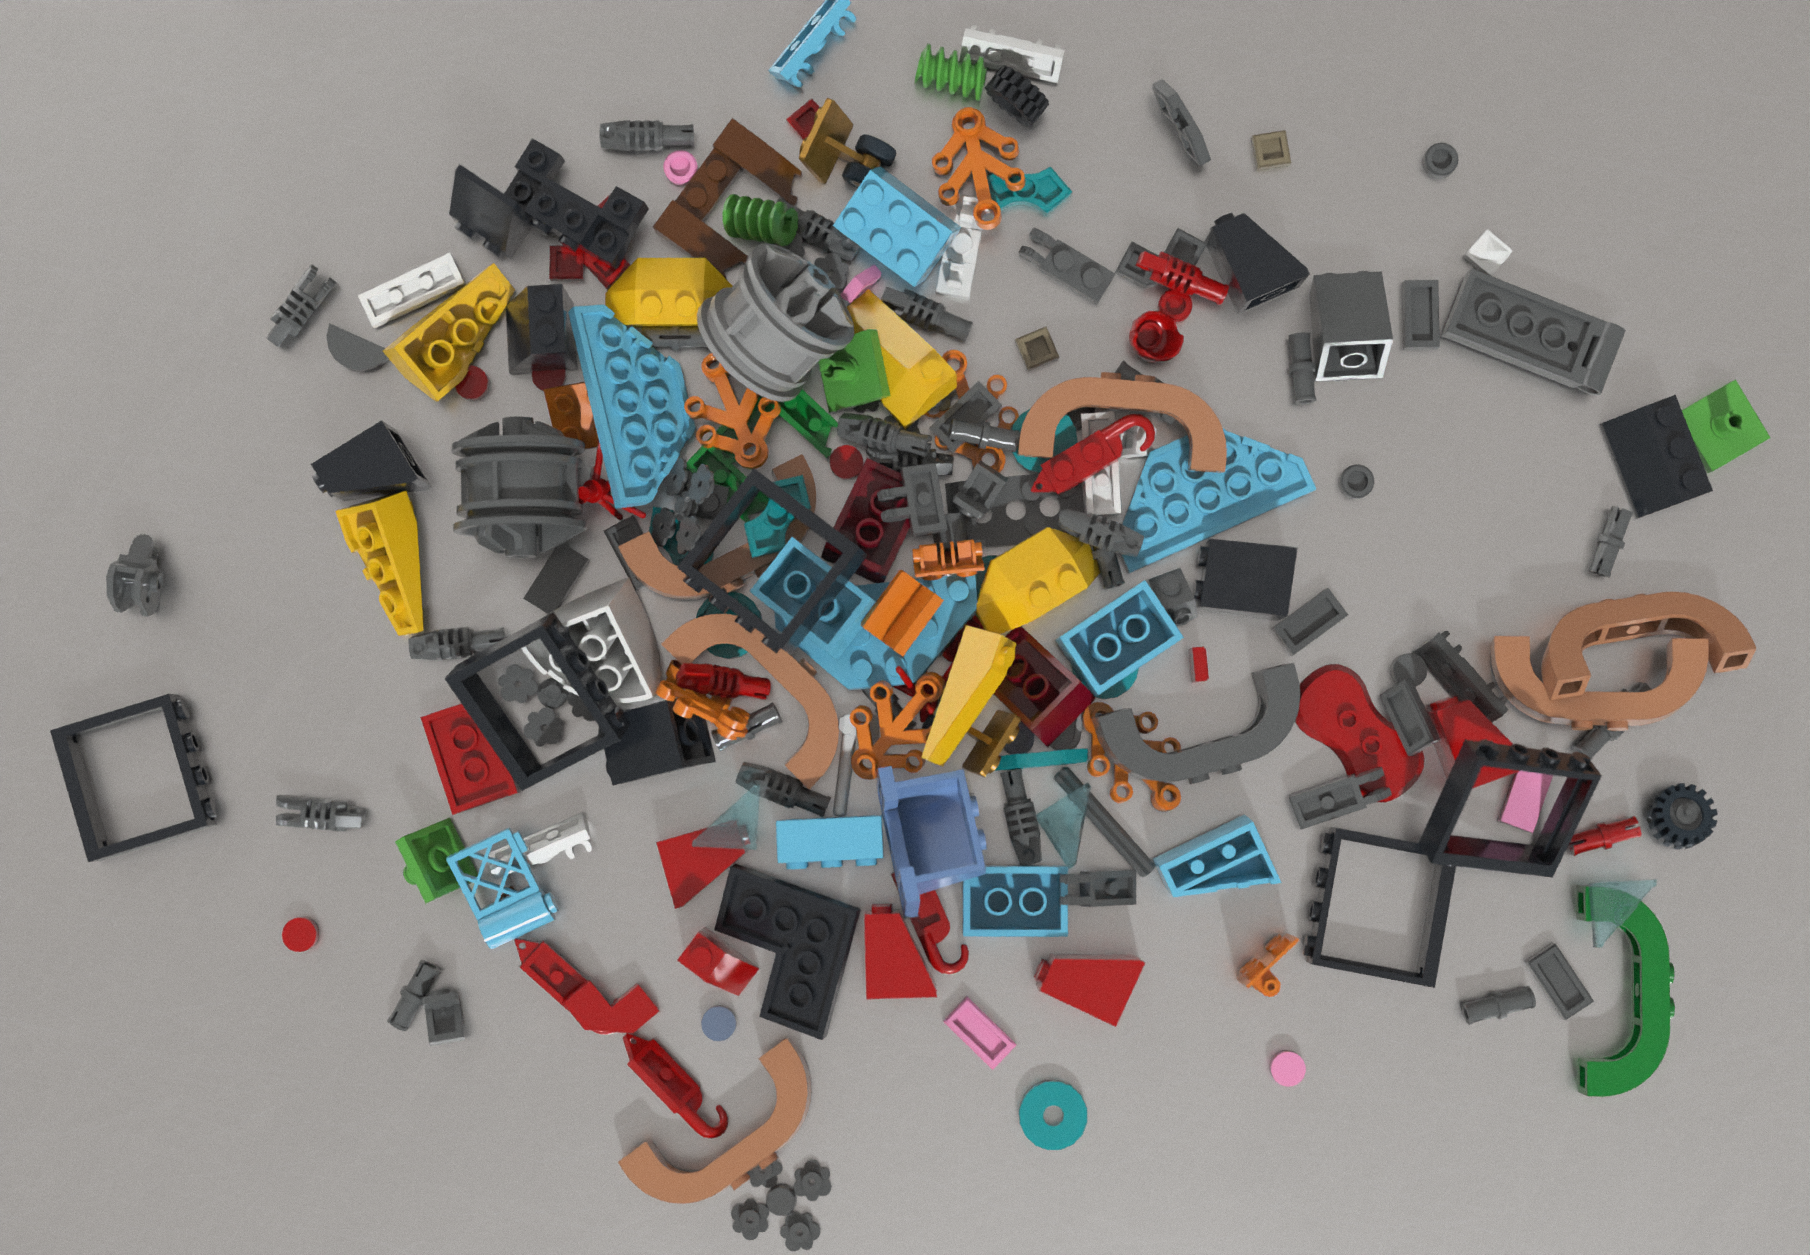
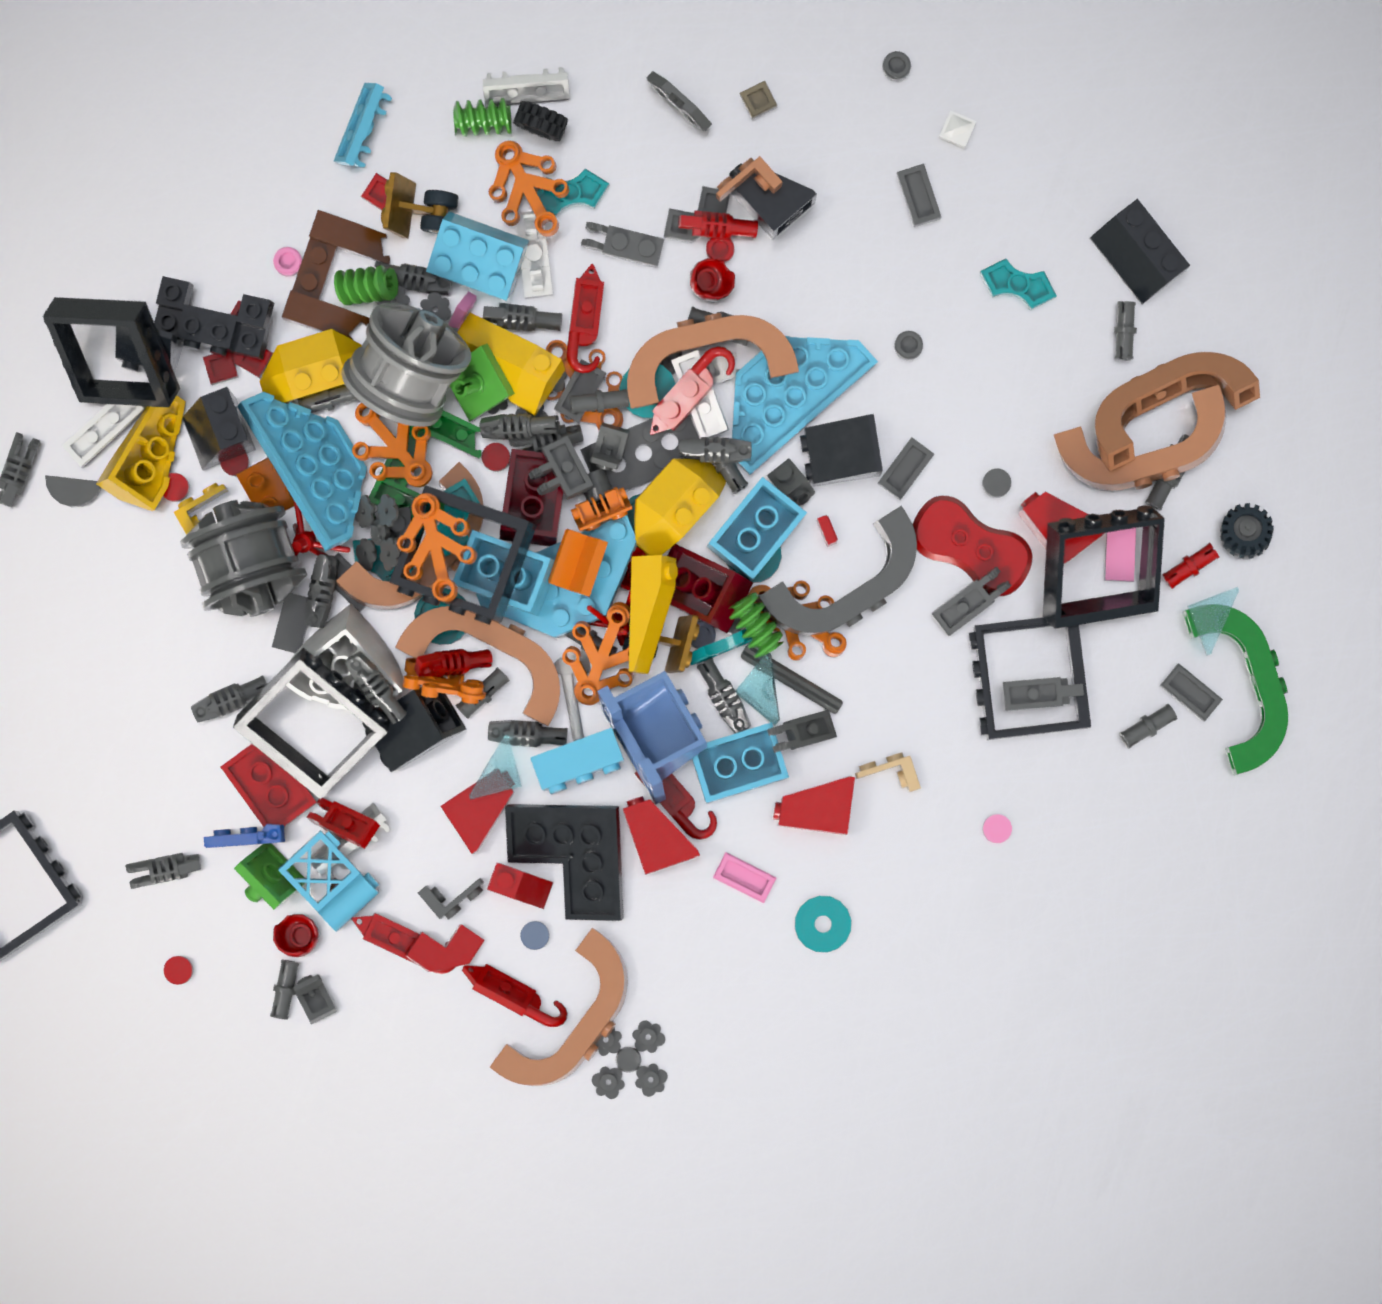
camera: 20 degrees left, 0 degrees up
(369, 466) = (117, 580): black slope -> none
(387, 542) = (148, 636): yellow wedge -> none
(424, 808) = (248, 836): none -> hinge
(445, 938) = (296, 935): none -> red hair
(479, 409) = (190, 505): none -> yellow bracket
(482, 197) = (137, 318): none -> black window
(541, 828) = (345, 823): none -> red hinge
(549, 694) = (318, 716): dark grey plant -> none
(598, 552) = (321, 591): none -> dark grey hinge
(617, 945) = (434, 899): none -> dark grey bracket
(622, 682) = (375, 686): none -> dark grey hinge
(644, 135) = (250, 244): dark grey hinge -> none
(741, 539) = (433, 543): none -> orange plant
(997, 335) = (585, 318): none -> red plate
(1037, 348) = (620, 318): dark tan tile -> none
(1085, 749) = (756, 625): none -> bright green piece
(1202, 976) = (907, 775): none -> tan bracket
(1217, 861) = (890, 680): medium azure wedge -> none
(1257, 235) = (765, 178): none -> nougat bracket
(1257, 972) = (948, 759): orange hinge -> none
(1302, 368) = (837, 268): dark grey pin -> none
(1350, 326) = (863, 222): dark grey slope -> none
(1387, 930) = (1039, 693): none -> dark grey hinge
(1409, 717) = (1007, 520): dark grey tile -> none
(1460, 676) = (1038, 475): dark grey plate -> none
(1490, 441) = (1006, 280): none -> teal tile
(1533, 332) = (1012, 182): dark grey hinge -> none
(1724, 426) = (1186, 210): bright green tile -> none

